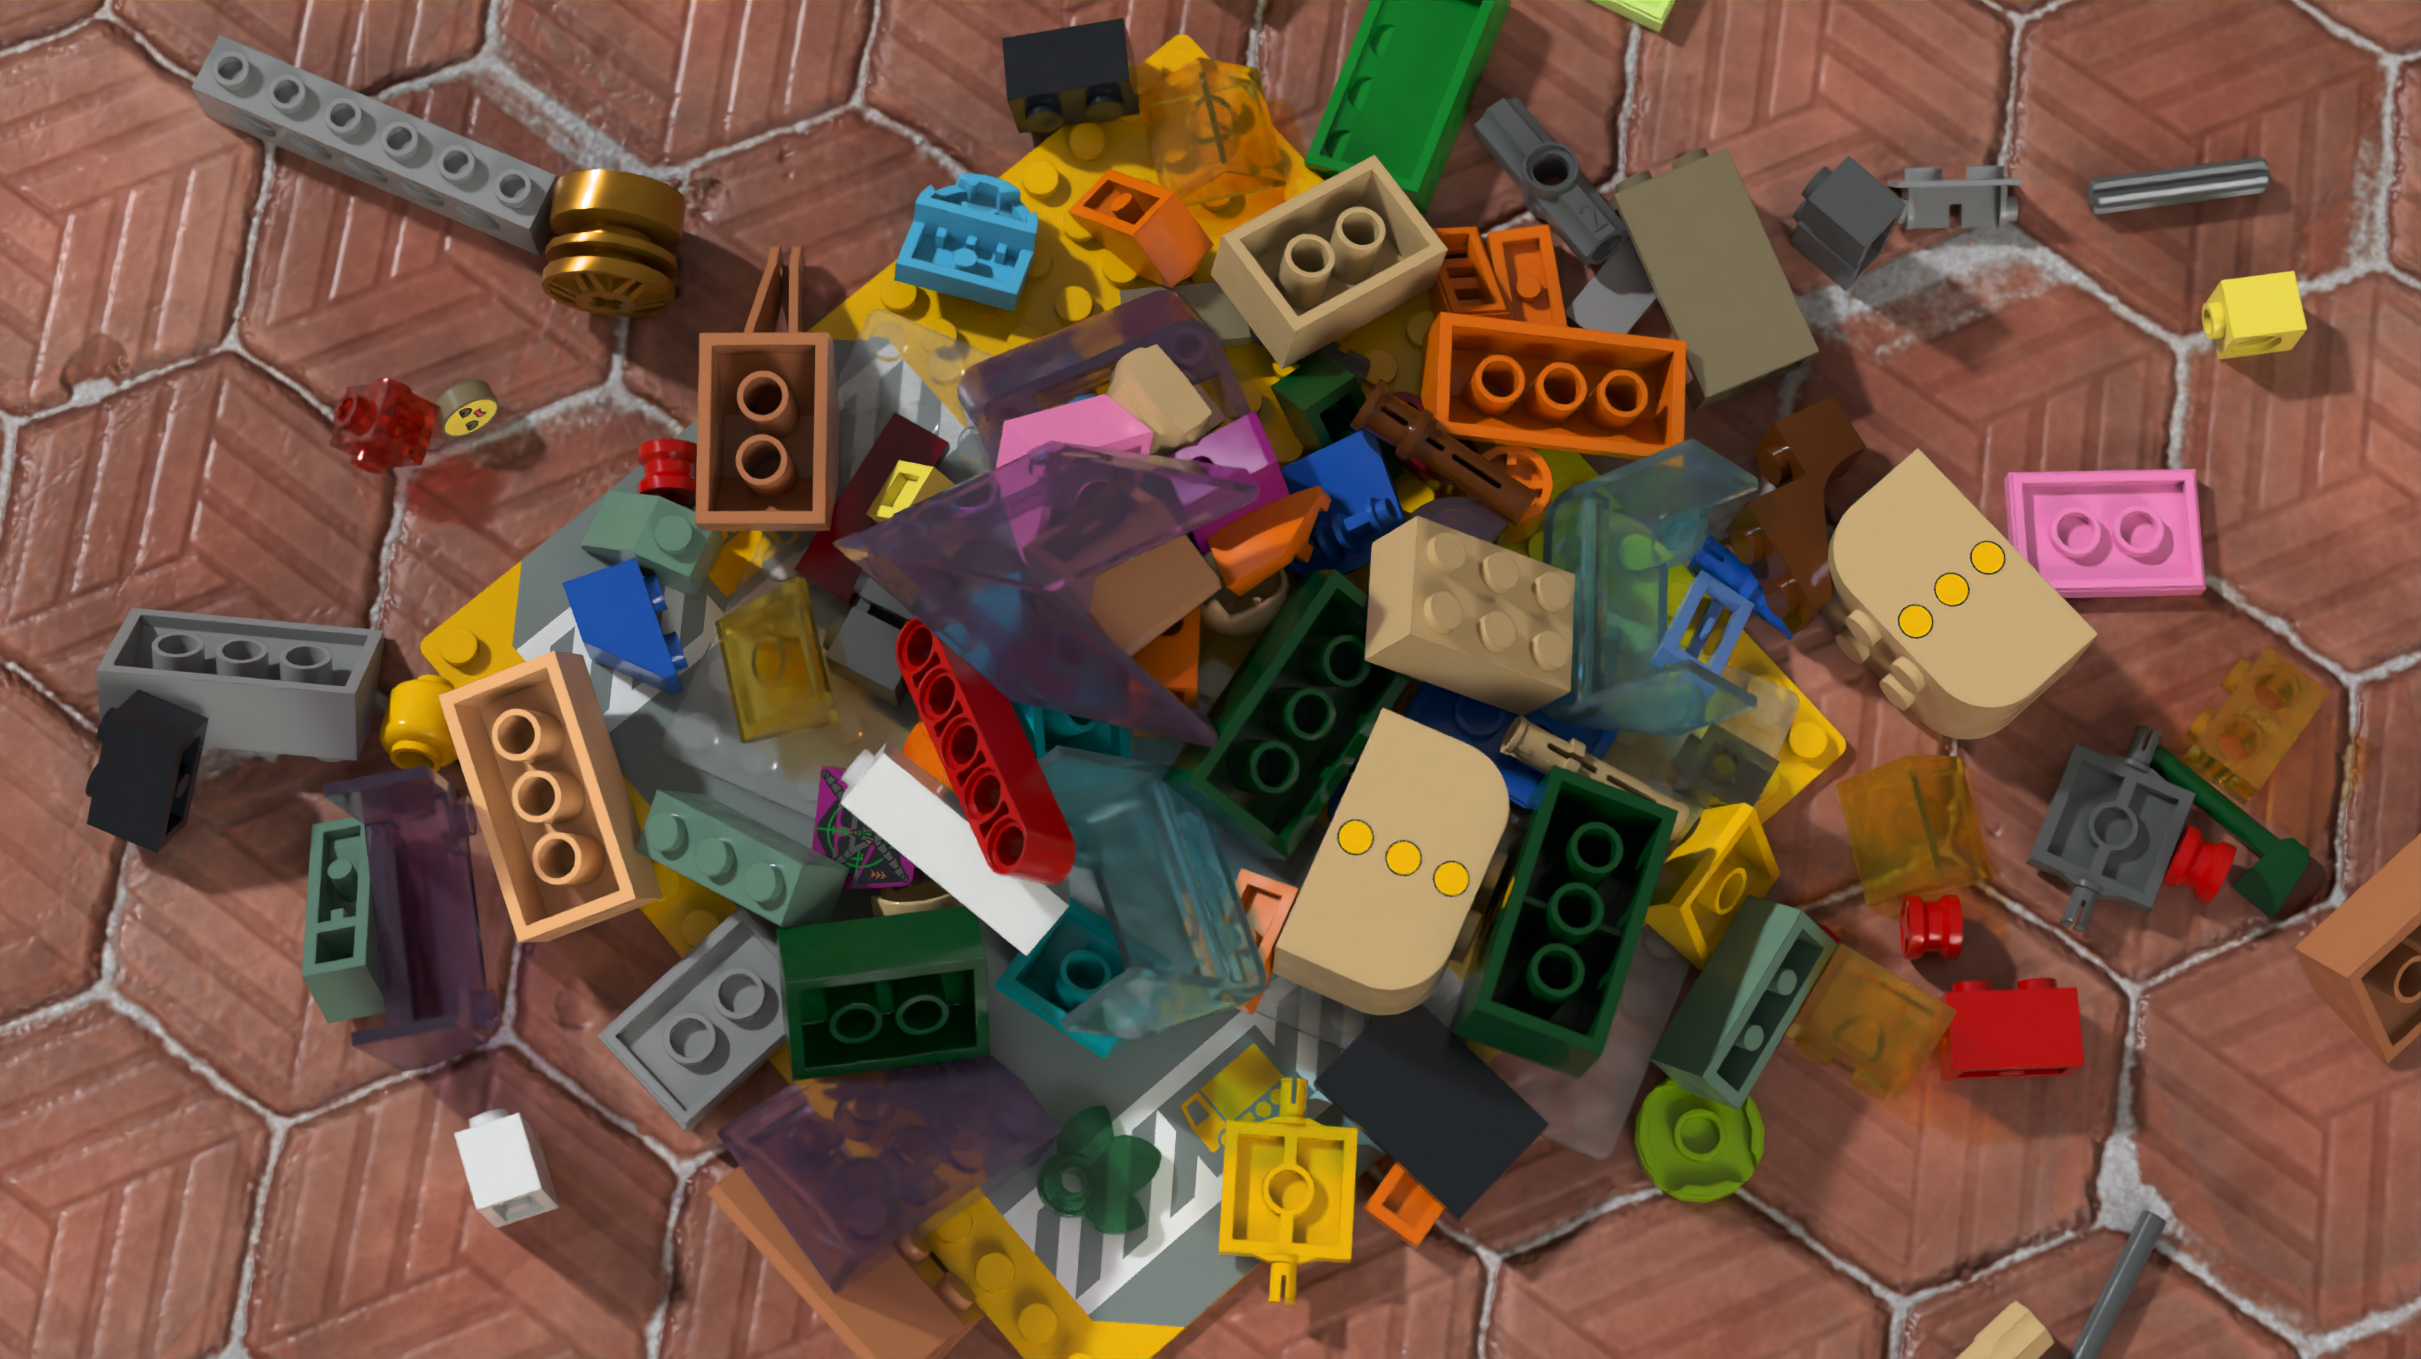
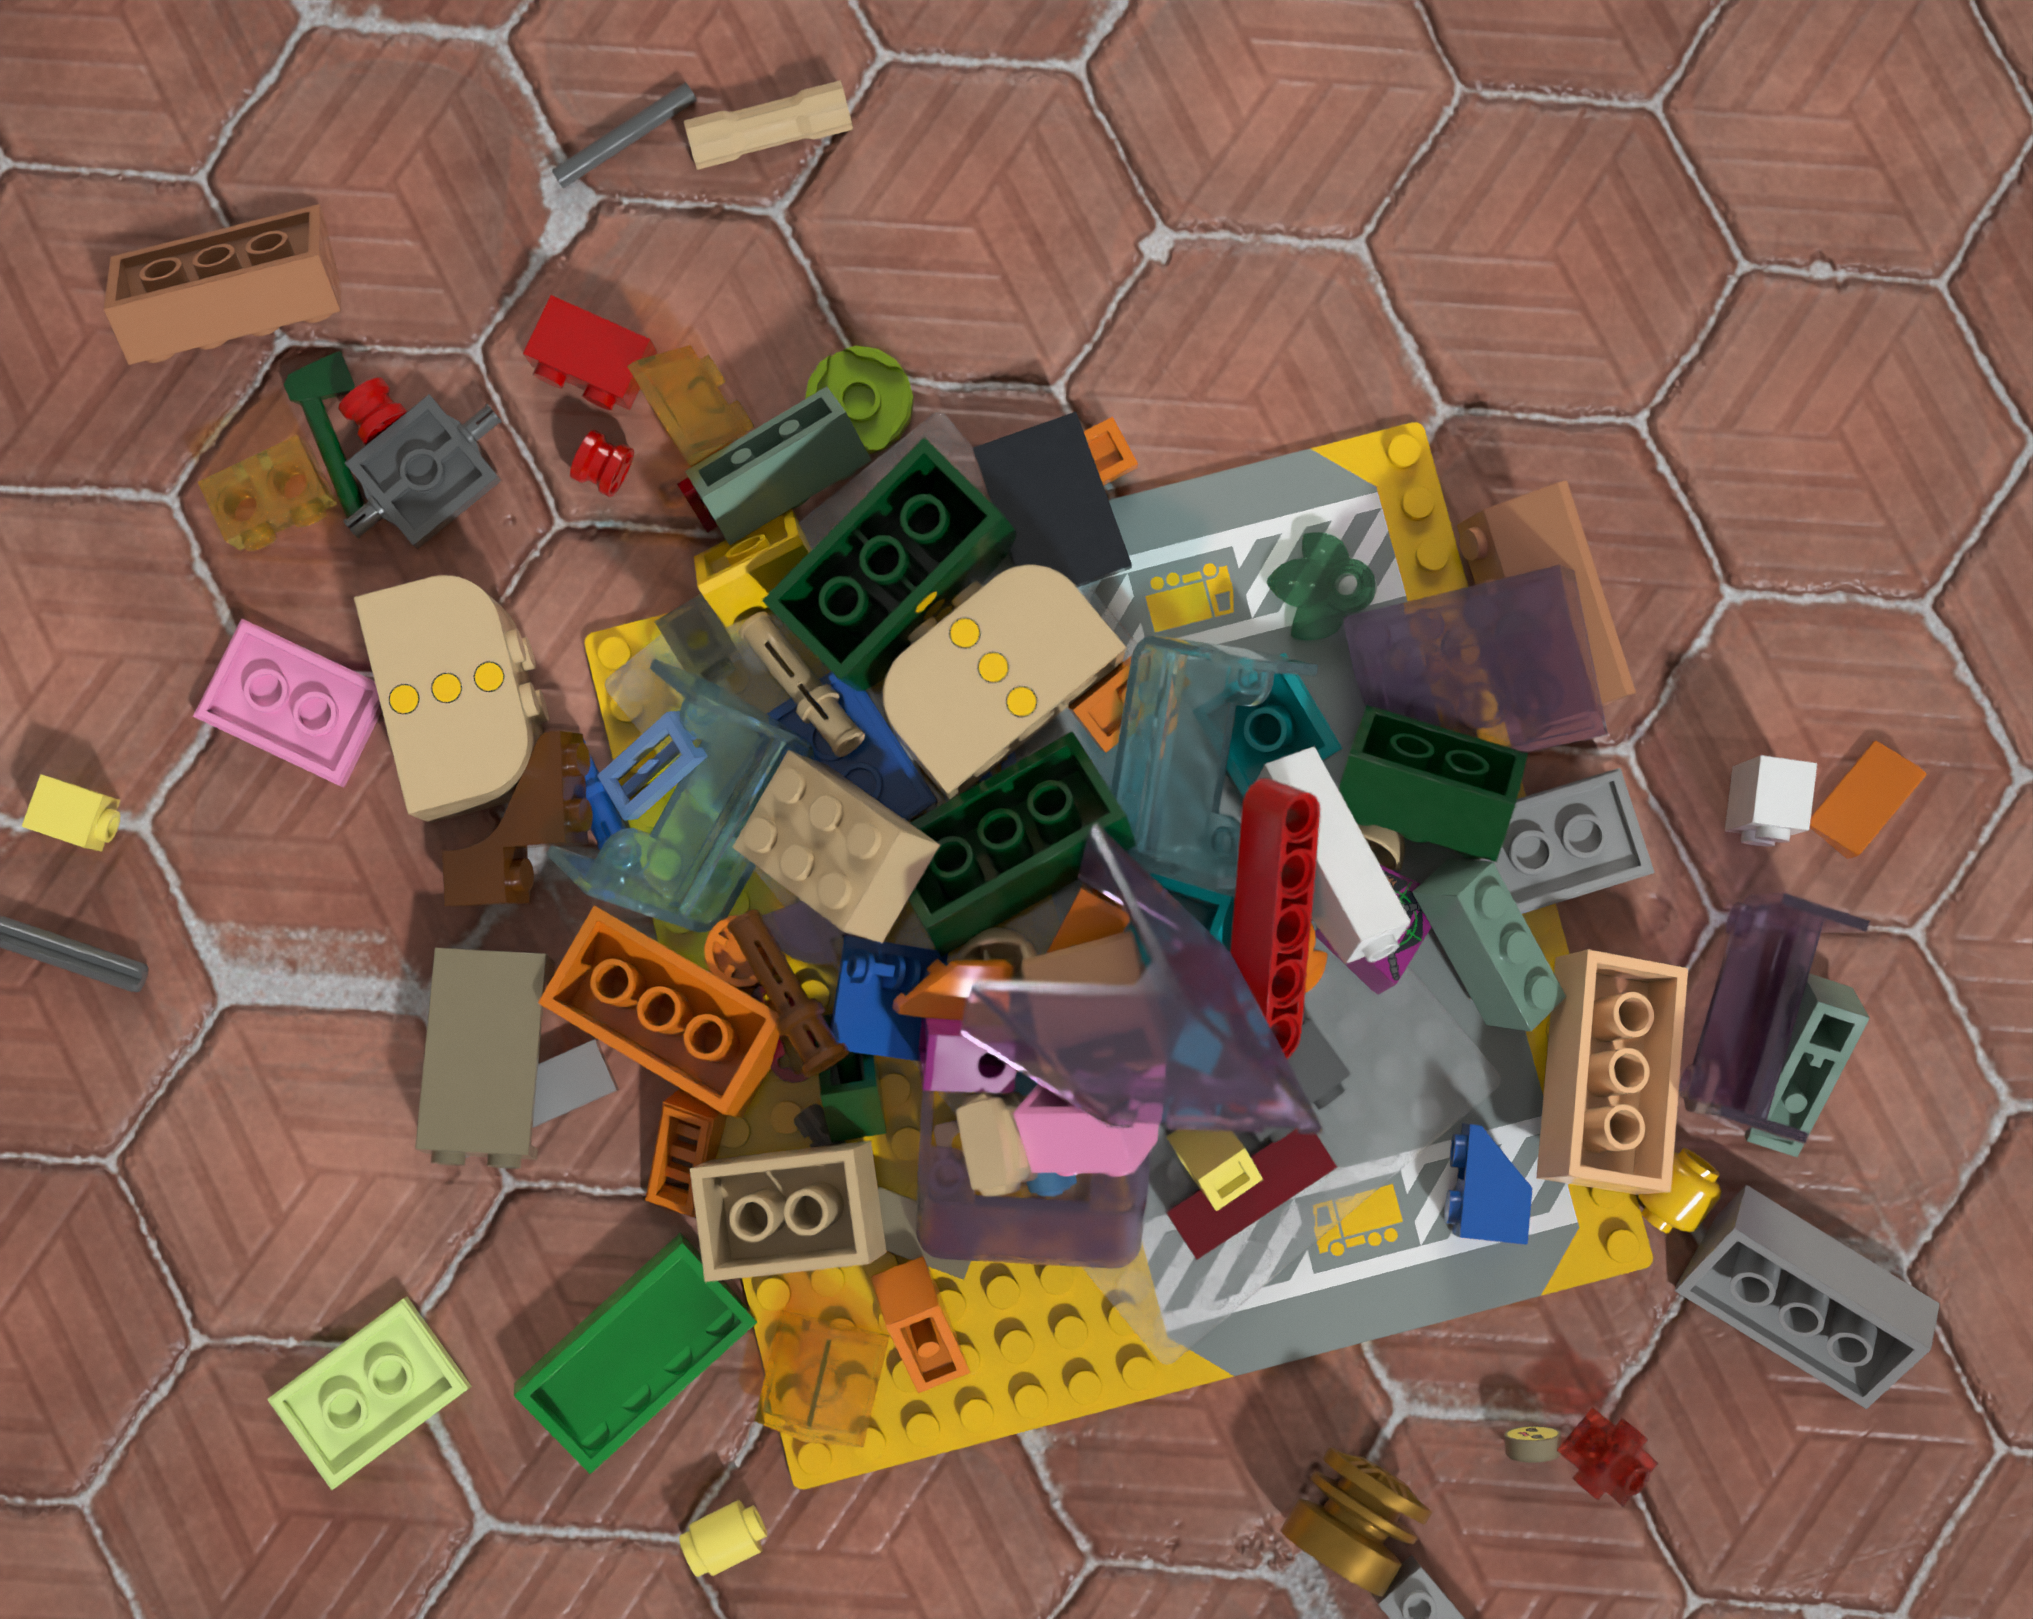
camera: 150 degrees left, 10 degrees up
(145, 770) = (1918, 1254): black brick -> none
(398, 1236) = (1865, 799): none -> orange slope
(658, 536) = (1434, 1253): sand green slope -> none
(669, 470) = (1396, 1303): red wheel -> none
(768, 417) = (1304, 1298): nougat slope -> none
(777, 665) = (1386, 1093): clear yellow slope -> none
(970, 242) = (1063, 1381): medium azure slope -> none
(1070, 76) = (911, 1487): black brick -> none
(1288, 1191) = (1188, 502): yellow plate -> none
(1527, 274) = (632, 1124): orange plate -> none
(1570, 207) = (571, 1238): dark grey piece -> none
(1845, 221) = (353, 1044): dark grey piece -> none
(1913, 828) = (571, 545): clear yellow slope -> none
(1979, 195) = (230, 1026): light grey hinge -> none

